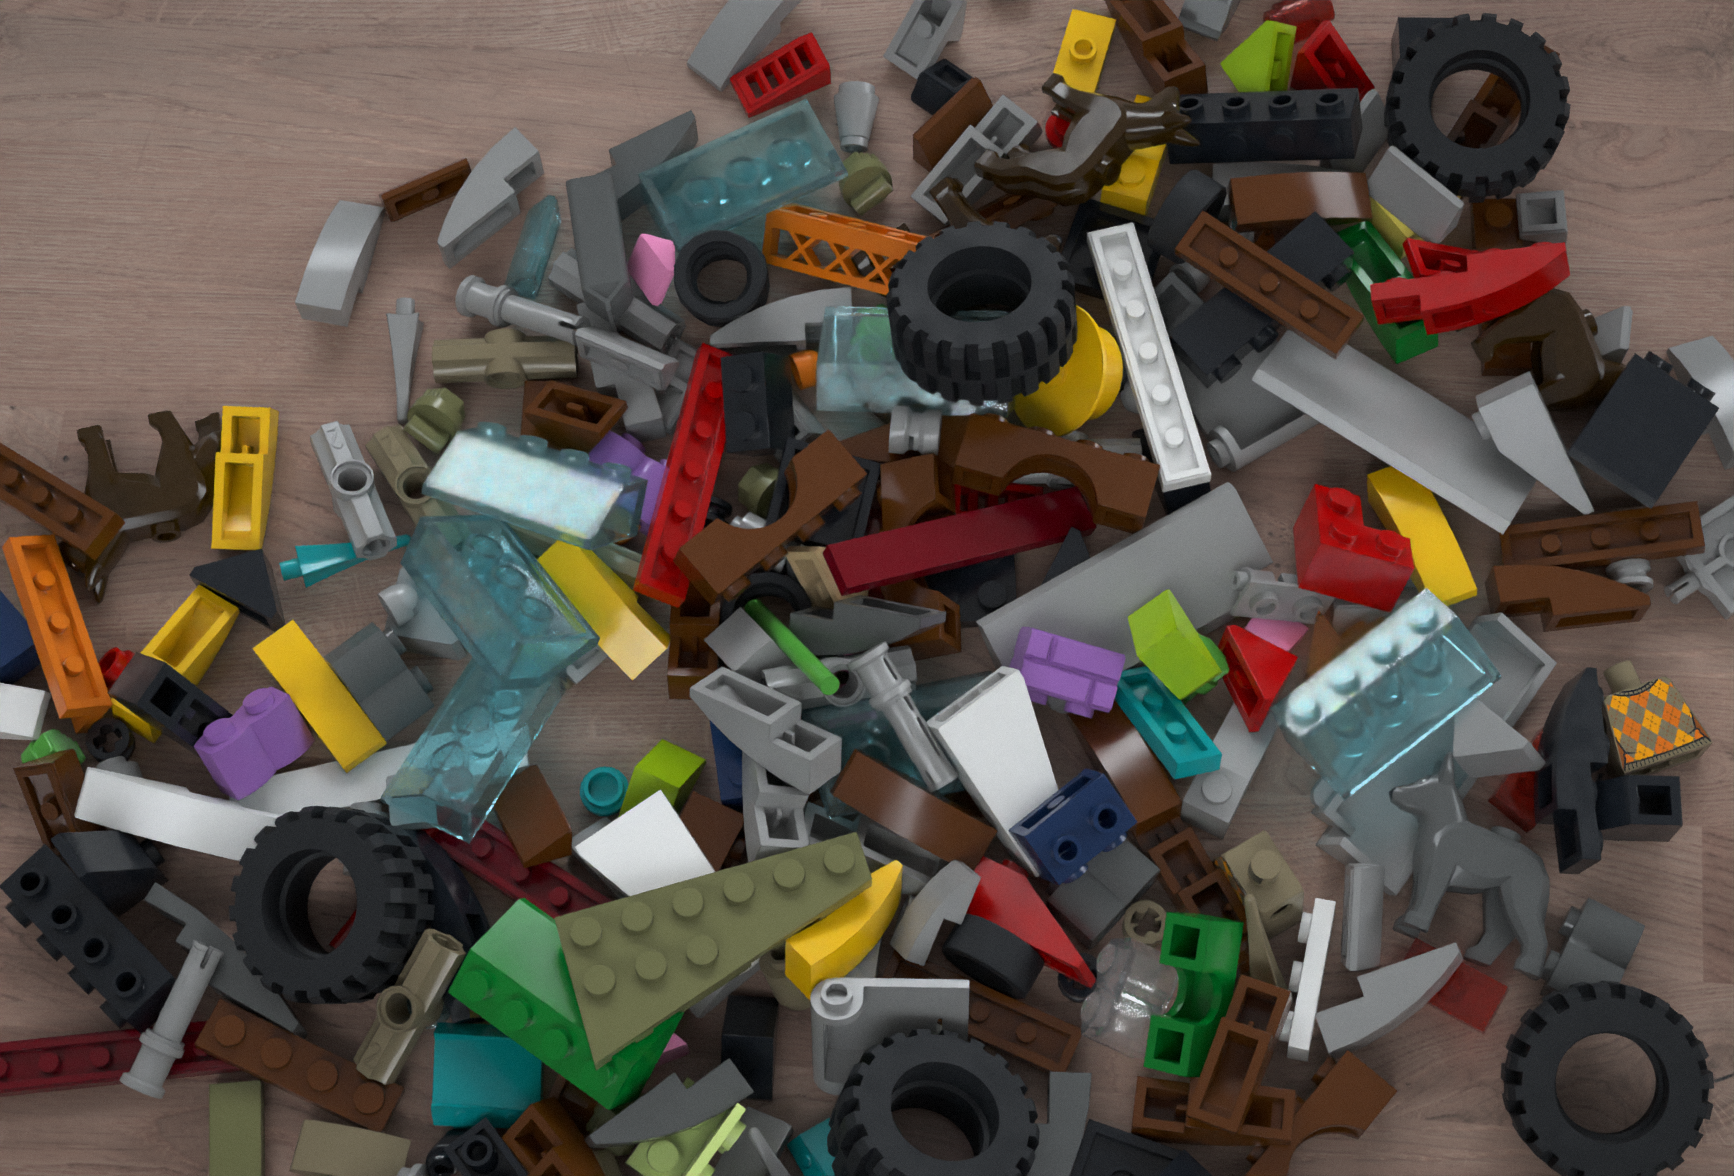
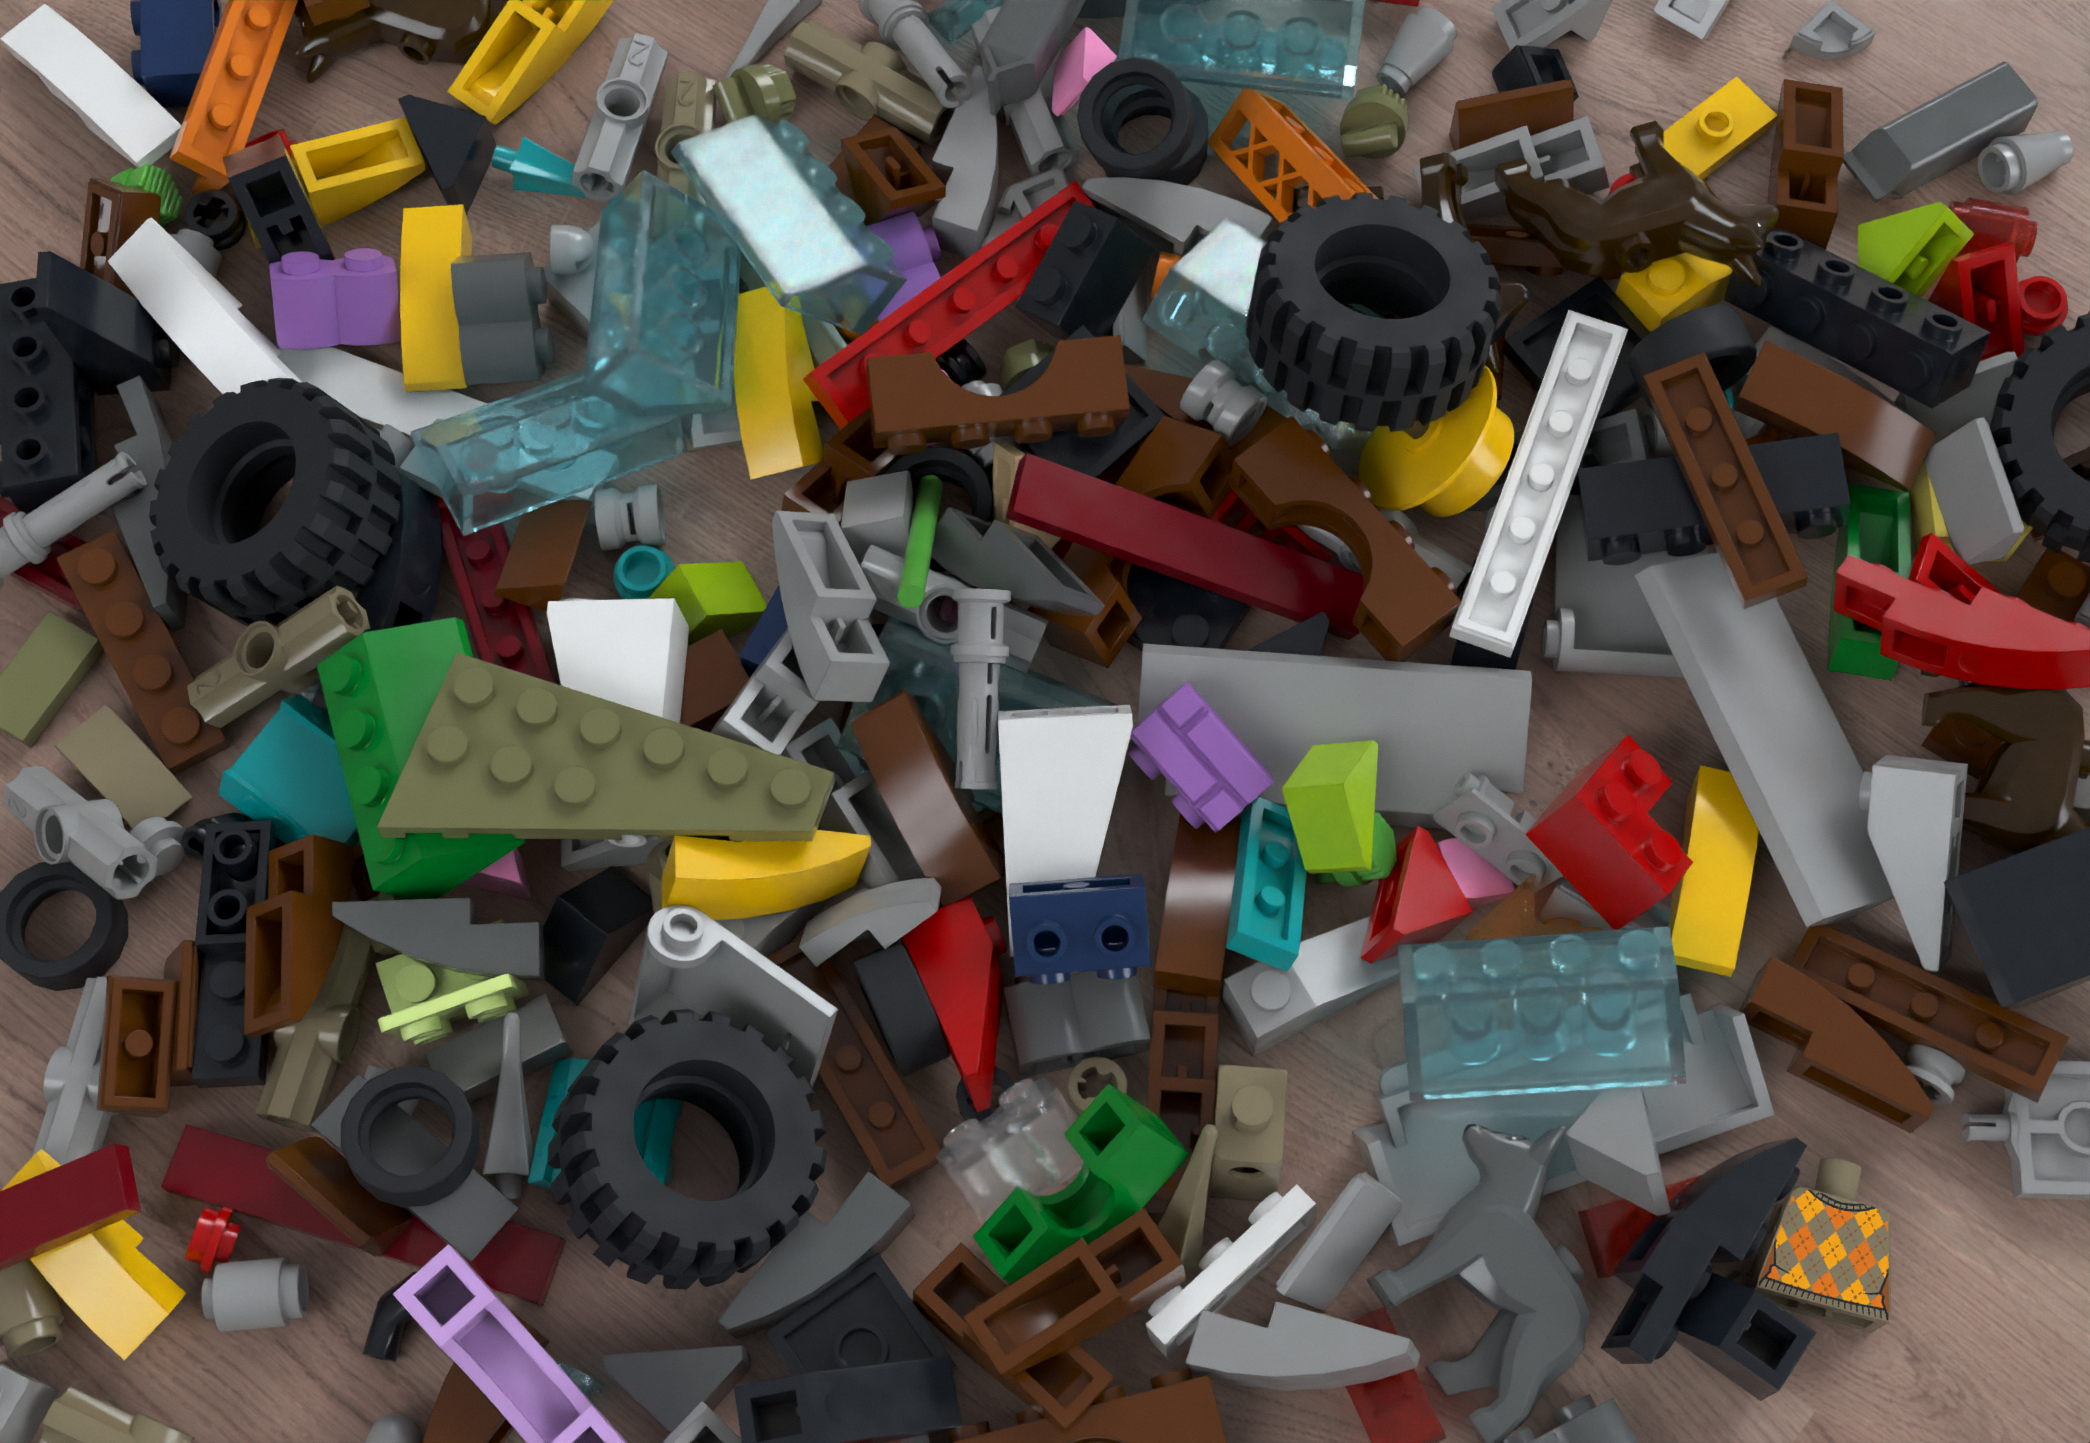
camera: 35 degrees right, 0 degrees up
(560, 766) = (616, 519): none -> light grey wheel
(626, 356) = (982, 143): light grey slope -> none
(1364, 46) = (2041, 304): none -> red plate

